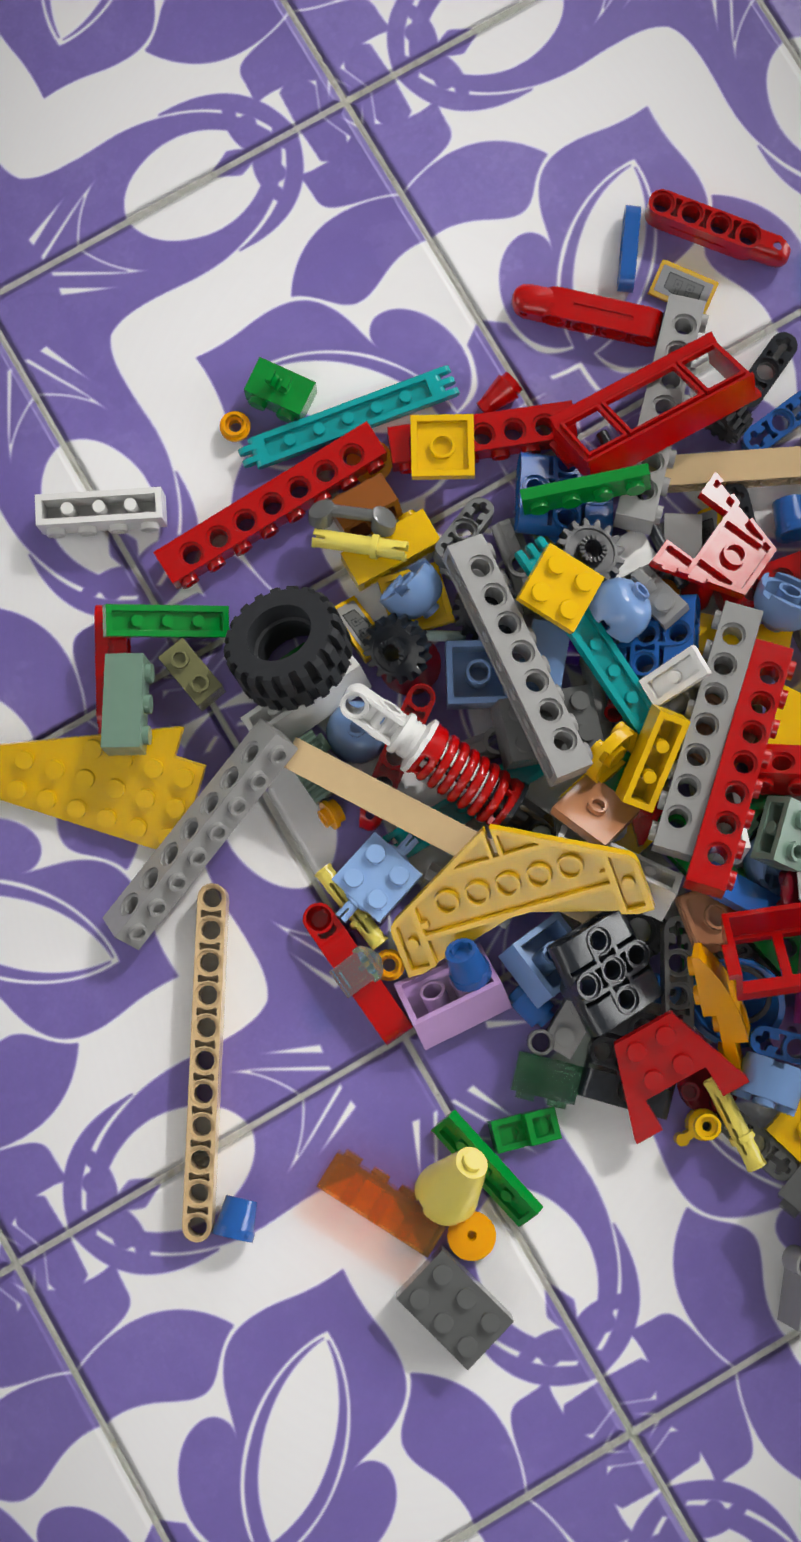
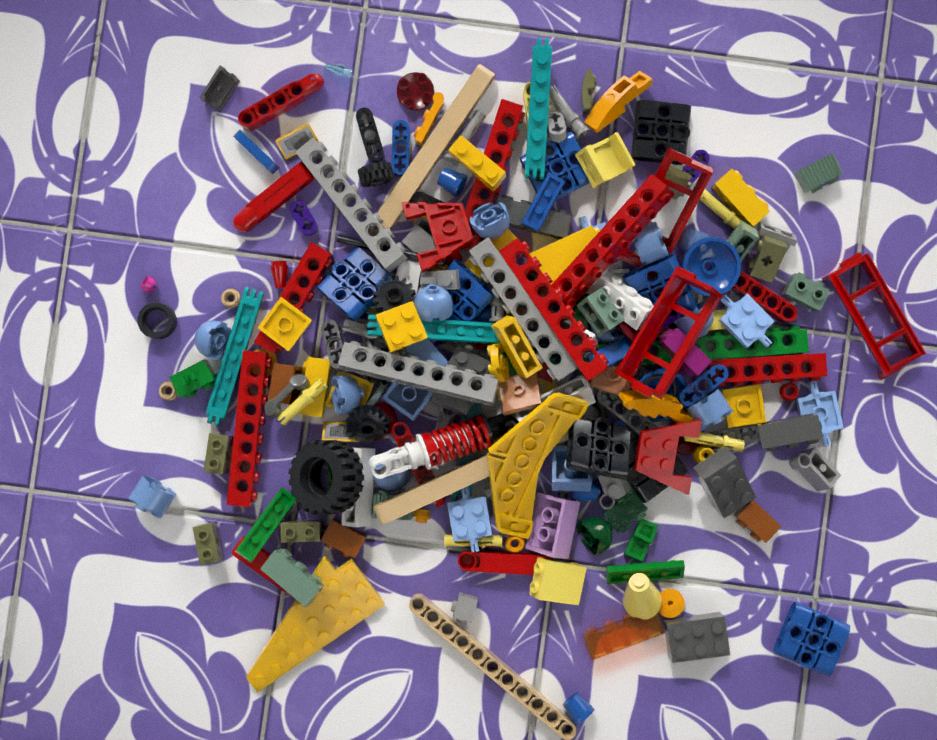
camera: 55 degrees left, 5 degrees up
(85, 568) = (208, 543): none -> olive brick
(91, 452) = (152, 496): none -> medium blue brick
(101, 511) = (185, 514): white brick -> none
(199, 834) = (383, 588): light grey brick -> none
(209, 493) = (218, 453): none -> olive brick
(222, 732) = (343, 538): none -> dark orange brick
(231, 418) = (188, 411): light orange plate -> none
(236, 365) = (163, 394): none -> tan plate
(253, 963) = (464, 608): none -> light grey brick
(322, 268) = (142, 316): none -> black tyre
(350, 374) = (212, 339): none -> medium blue cylinder
(353, 245) = (147, 284): none -> dark pink hinge
(358, 970) = (507, 562): clear light blue tile -> none
(385, 1058) = (557, 581): none -> light yellow panel
(418, 350) = (225, 295): none -> tan plate
(467, 965) = (545, 509): blue piece -> none
(487, 1061) = (596, 533): none -> dark green cylinder
(585, 489) = (365, 269): green plate -> none
(586, 369) = (300, 220): none -> dark purple beam
(603, 1485) = (827, 632): none -> blue connector
(665, 429) = (362, 212): red piece -> none
(670, 144) = (219, 89): none -> dark grey hinge
(672, 1267) = (757, 521): none -> dark orange brick
(675, 676) = (486, 304): white plate -> none
(692, 1179) = (724, 482): none -> dark grey brick

